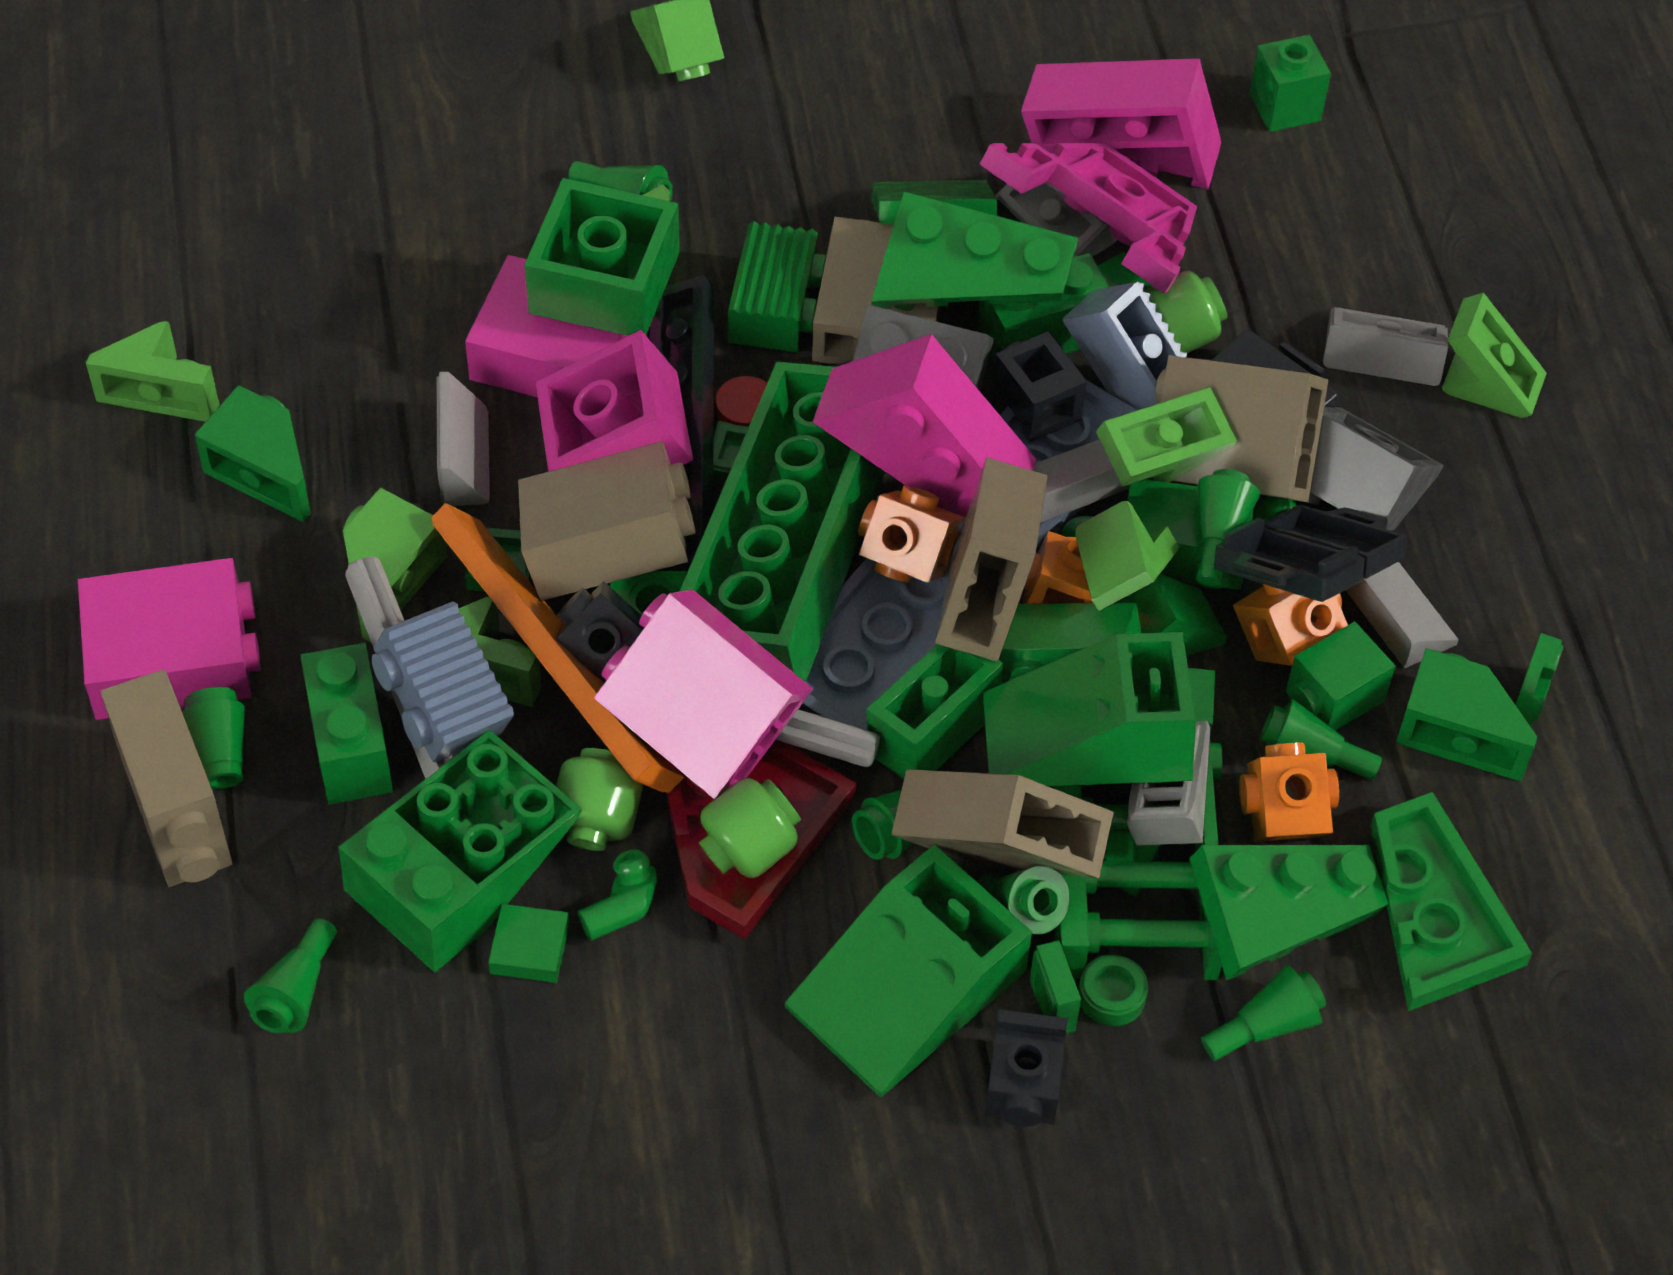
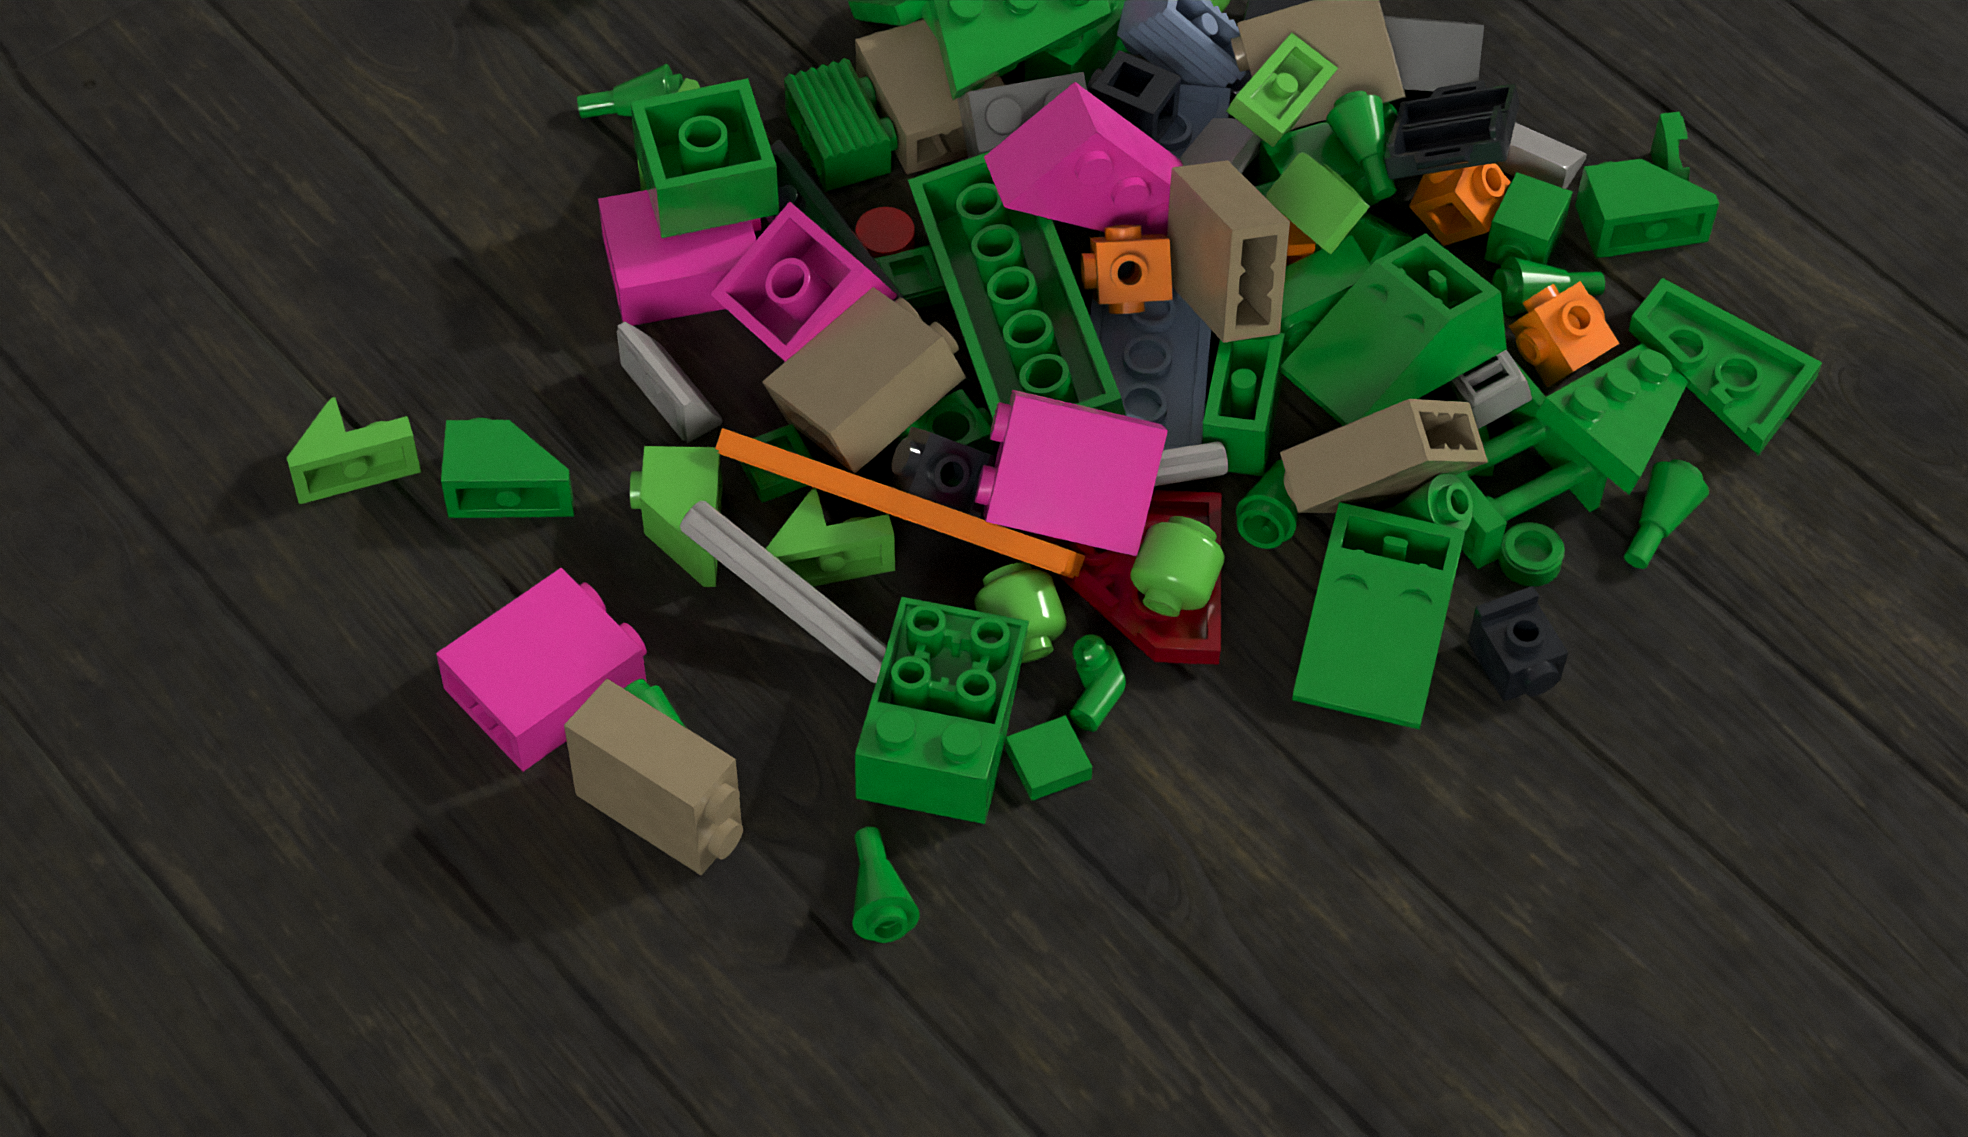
camera: 30 degrees left, 0 degrees up
(346, 723) = (763, 657): green brick -> none
(440, 681) = (837, 575): sand blue brick -> none
(1054, 984) = (1492, 568): green tile -> none

